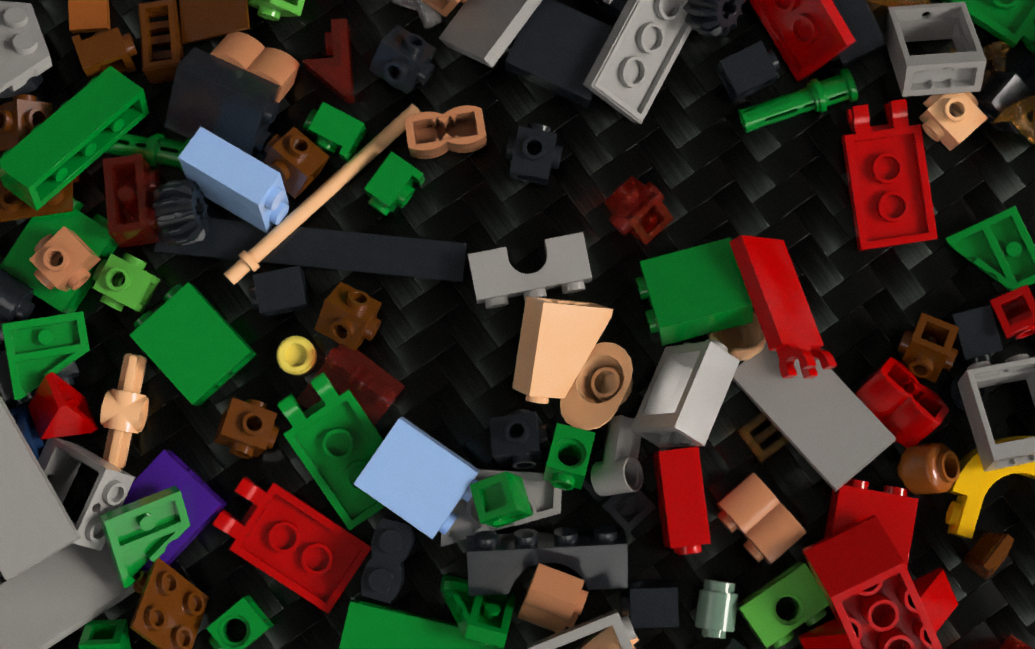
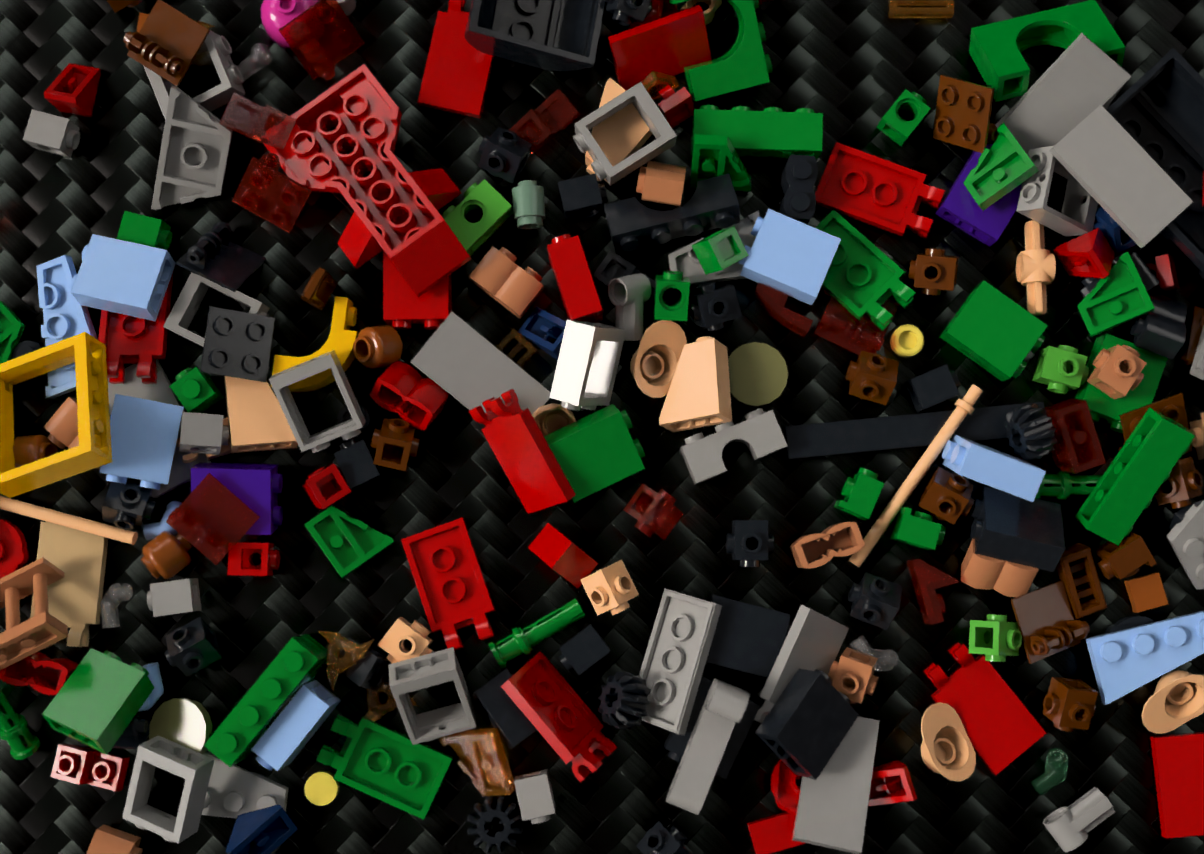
camera: 170 degrees right, 0 degrees up
(443, 427) = (773, 302): none -> clear red slope
(483, 350) = (756, 374): none -> olive tile
(705, 133) = (610, 588): none -> light nougat brick
(726, 450) = (544, 331): none -> dark blue slope
(752, 183) = (562, 555): none -> red slope

